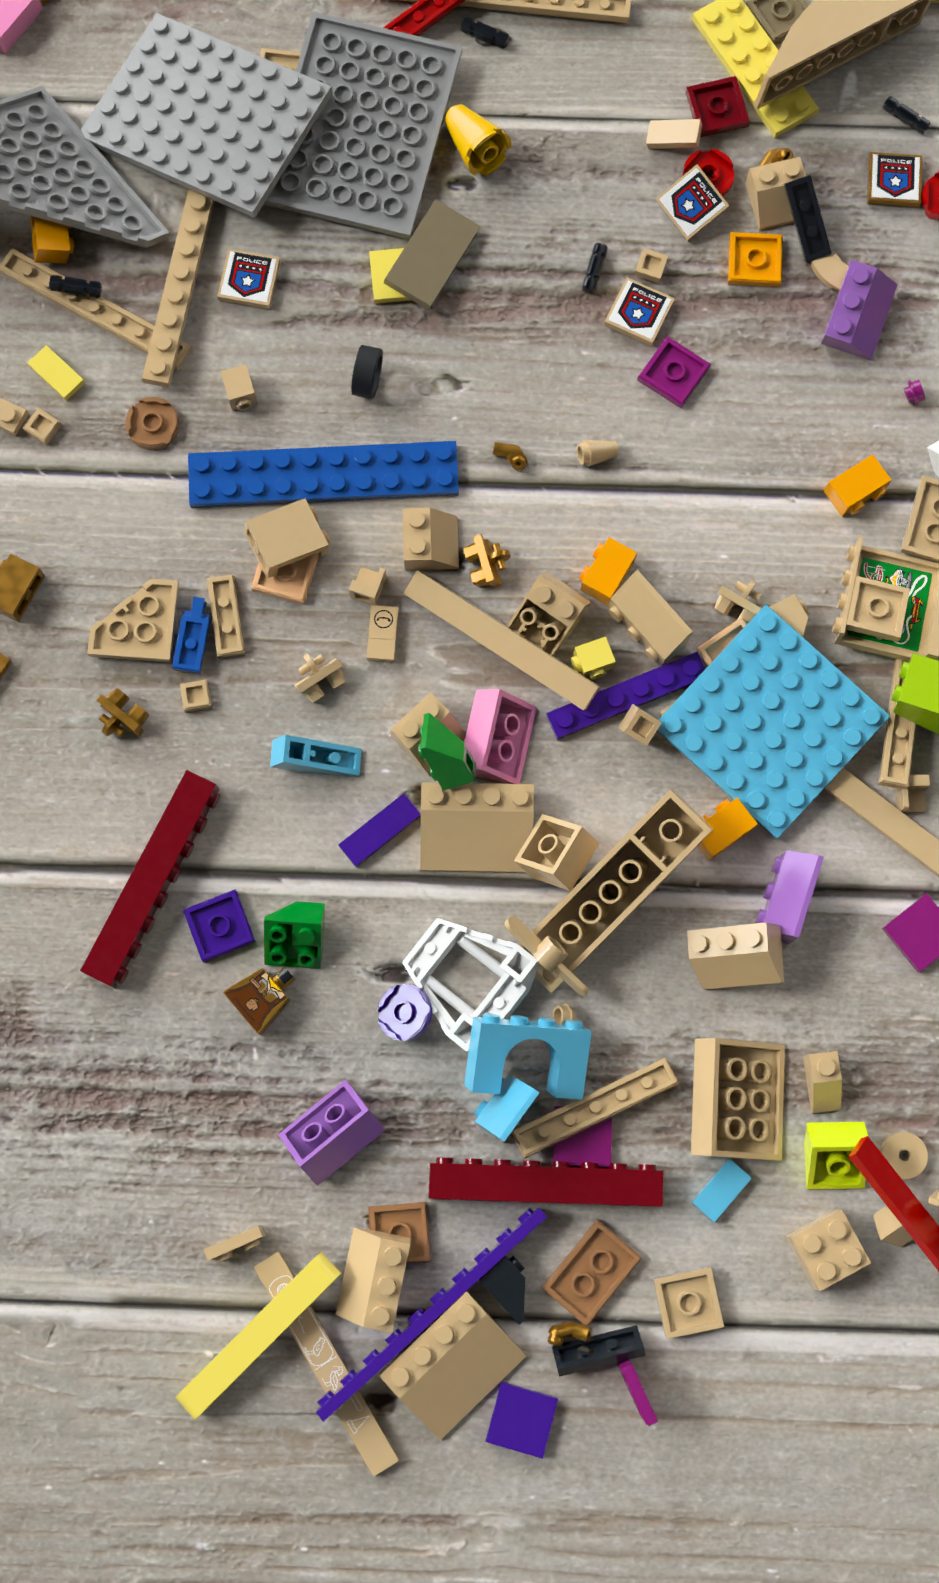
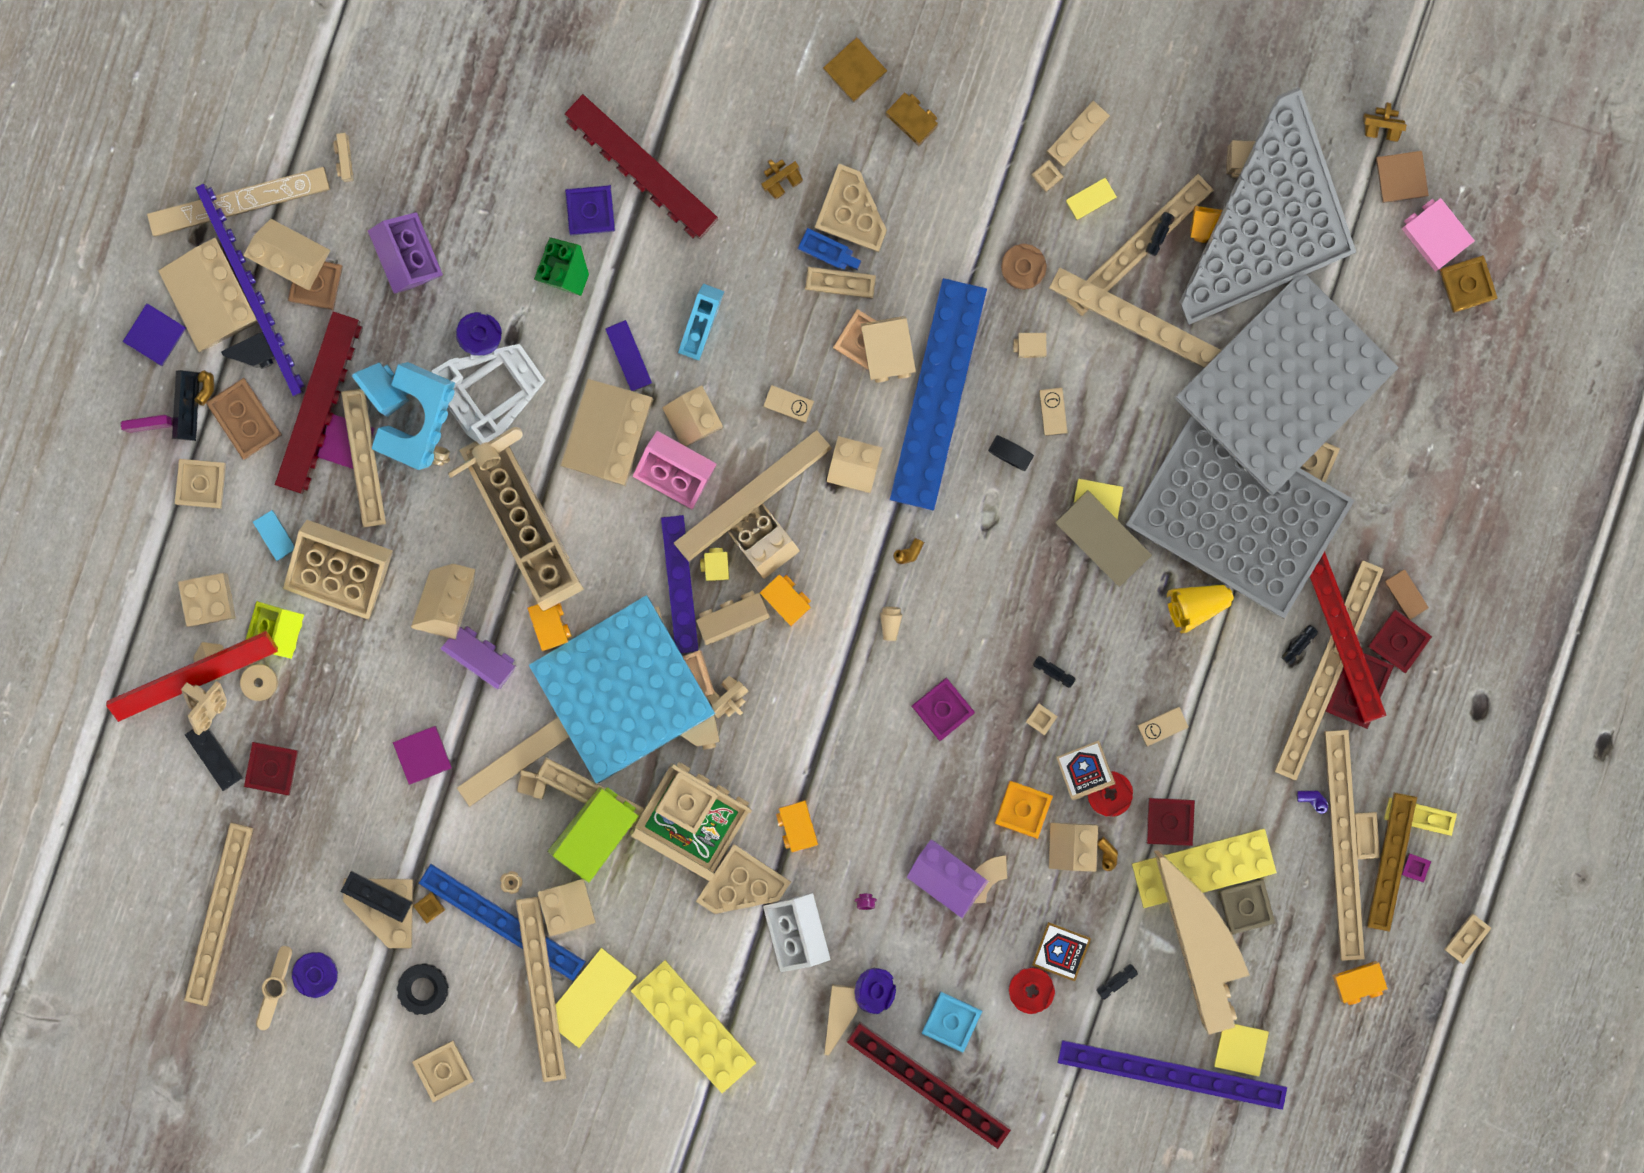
camera: 110 degrees right, 10 degrees up
(195, 695) = (781, 241): tan tile -> none
(248, 279) = (1129, 380): tile -> none
(258, 1335) = (271, 157): light yellow beam -> none
(260, 997) = (523, 227): torso -> none
(307, 347) = (1053, 411): none -> tan tile
(330, 671) = (769, 341): tan hips -> none
(368, 585) = (832, 403): tan panel -> none
(446, 754) = (665, 420): green slope -> none
(482, 551) = (822, 507): pearl gold hips -> none
(556, 852) = (565, 486): tan brick -> none
(617, 143) = (1162, 726): none -> tan tile
(639, 311) = (1004, 697): tile -> none
(639, 725) = (649, 584): tan brick -> none
(674, 133) = (1154, 775): tile -> none
(807, 218) = (1041, 861): black plate -> none
(823, 1081) = (331, 639): tan slope -> none

